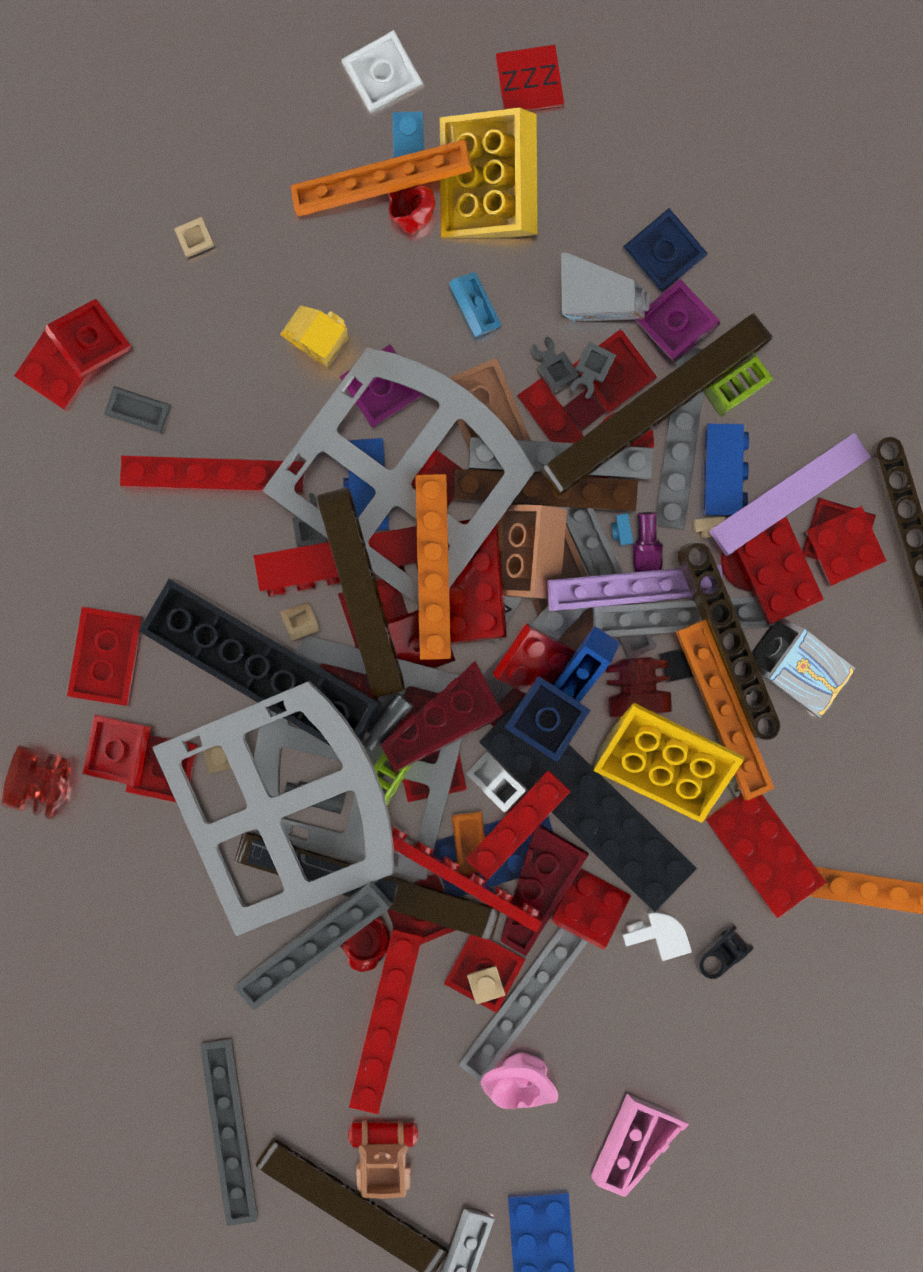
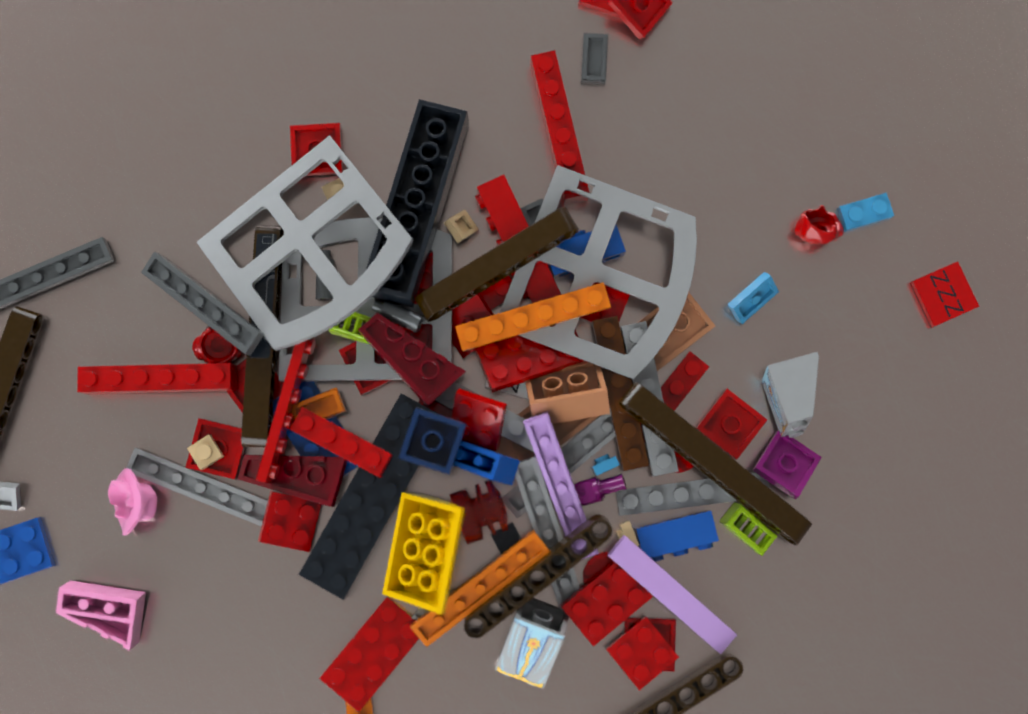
camera: 75 degrees right, 5 degrees down
(36, 782) = (278, 52): clear red wheel -> none
(104, 656) = (392, 82): red plate -> none
(116, 750) = (321, 110): red tile -> none
(194, 237) = (742, 65): tan plate -> none
(317, 334) = (693, 181): yellow wedge -> none
(381, 178) = (833, 196): orange plate -> none
(382, 71) = (915, 176): white tile -> none
(382, 397) = (658, 244): magenta plate -> none
(383, 1153) = (45, 406): nougat piece -> none
(497, 783) = (371, 417): white brick -> none
(501, 189) = (860, 281): yellow slope -> none
(556, 369) = (719, 375): dark grey plate -> none
(584, 411) = (693, 408): dark red tile -> none
(593, 366) = (731, 405): dark grey plate -> none
(665, 250) = (840, 439): dark blue tile -> none
(666, 931) = (287, 587): white brick -> none
(724, 952) = (281, 641): black piece -> none

